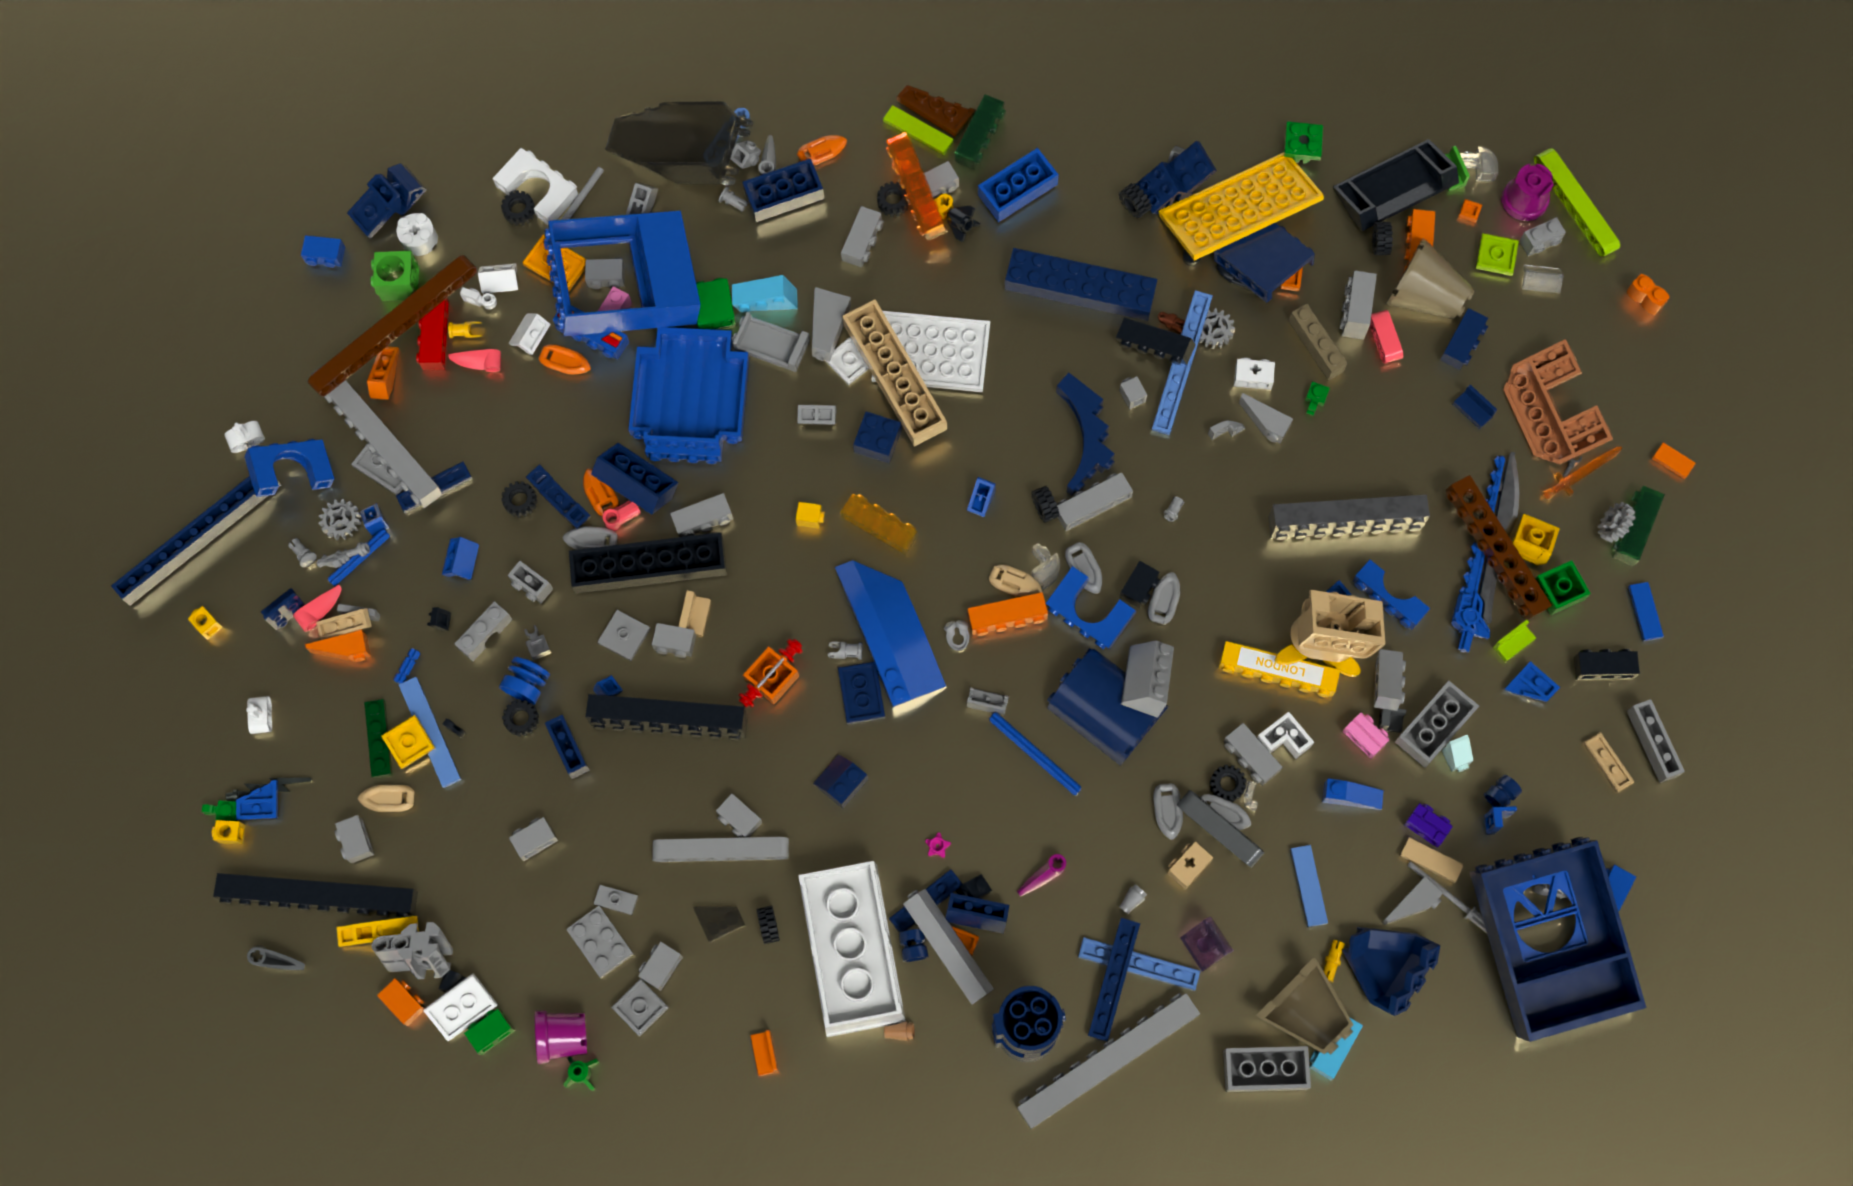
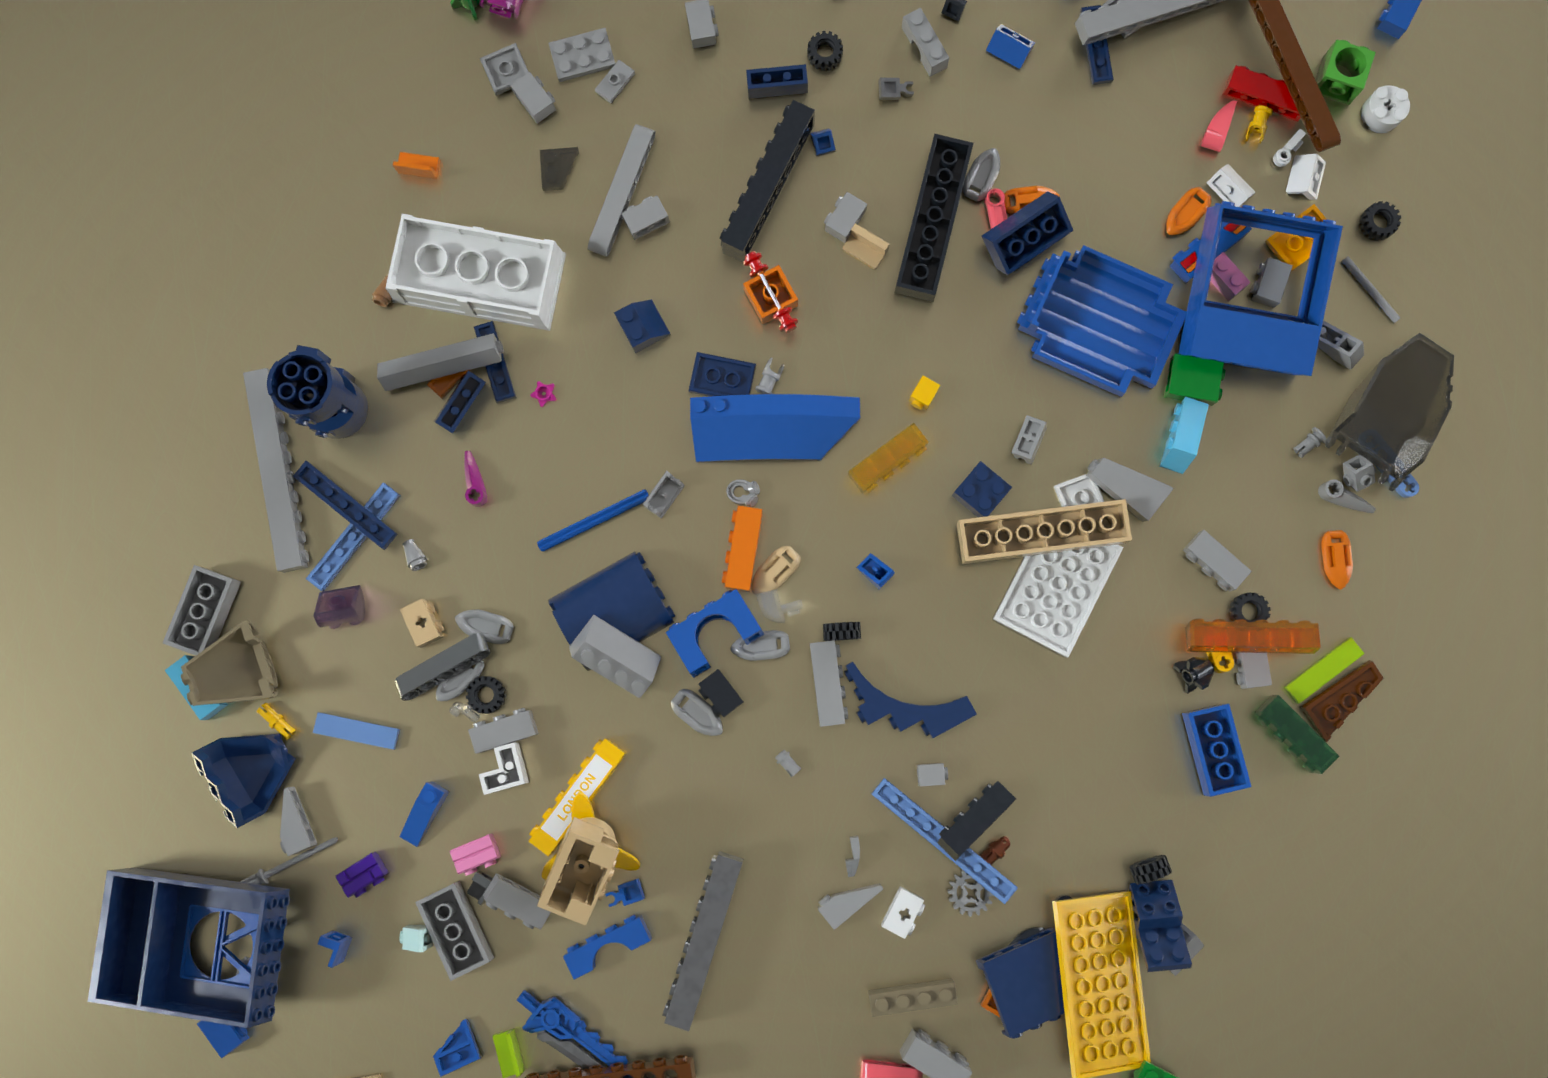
camera: 115 degrees right, 10 degrees up
(383, 373) = (1238, 30): orange slope -> none
(385, 198) = (1436, 85): dark blue piece -> none
(524, 509) = (1051, 108): black tyre -> none
(525, 677) = (857, 61): blue wheel -> none
(526, 166) = (1426, 238): white arch -> none
(529, 581) = (957, 100): light grey brick -> none
(557, 497) = (1040, 157): dark blue slope -> none
(624, 635) = (870, 173): light grey plate -> none
(702, 516) = (963, 287): light grey brick -> none
(768, 924) = (529, 205): black tyre -> none
(770, 342) = (1130, 423): light grey panel -> none
(783, 190) = (1301, 497): dark blue brick -> none
(913, 952) = (453, 331): dark blue wheel -> none
(975, 888) = (485, 409): black bracket -> none
(1080, 284) = (1075, 770): dark blue brick -> none
(1316, 396) = (853, 969): green plate -> none
(1431, 860) = (329, 862): tan tile -> none
(1503, 792) = (361, 964): dark blue wheel -> none

